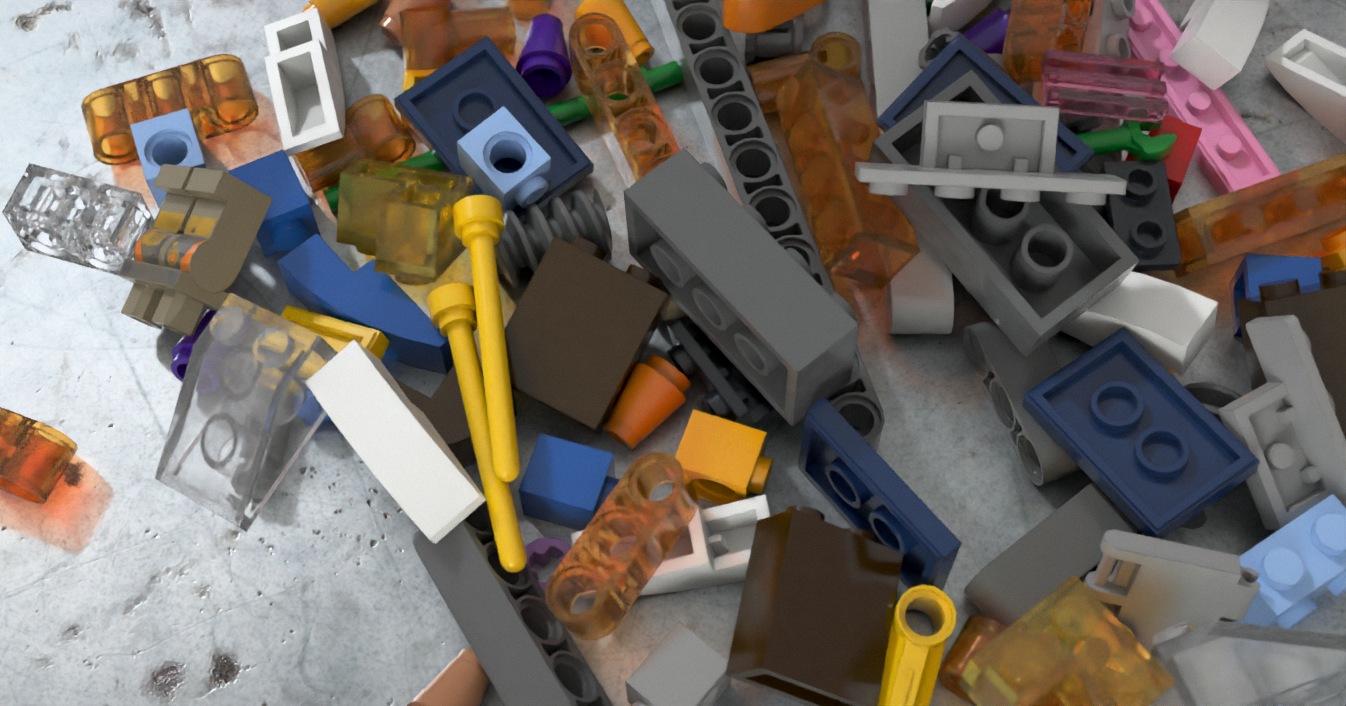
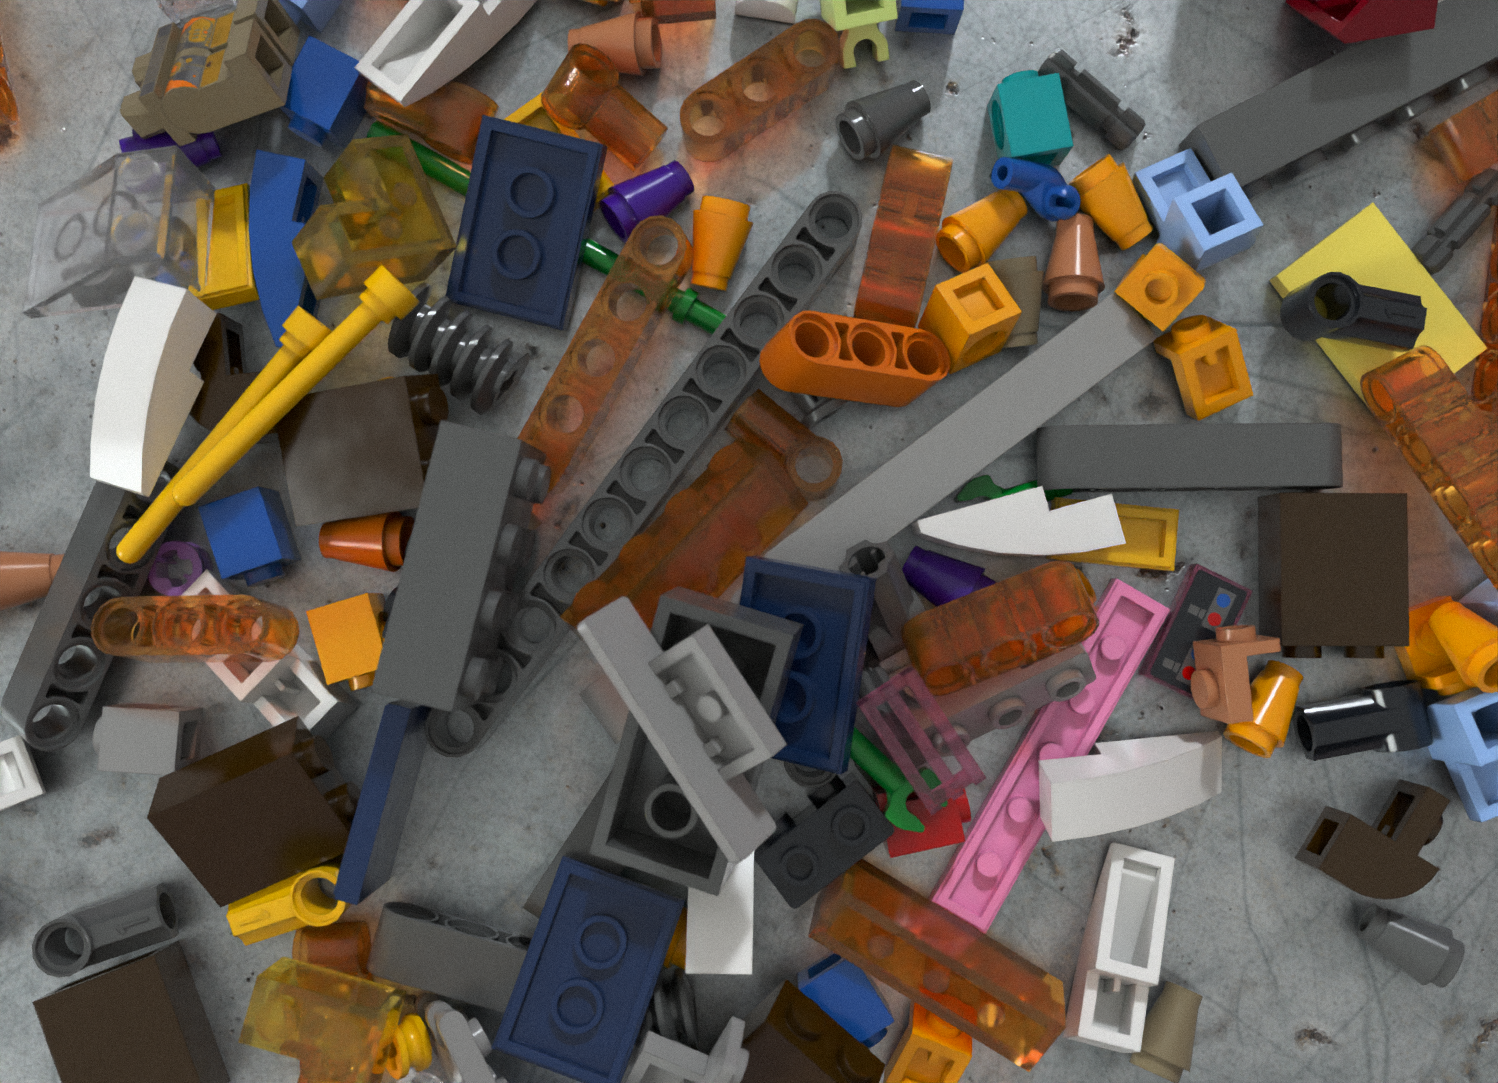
camera: 50 degrees right, 25 degrees up
(501, 138) = (463, 243): light blue brick -> none

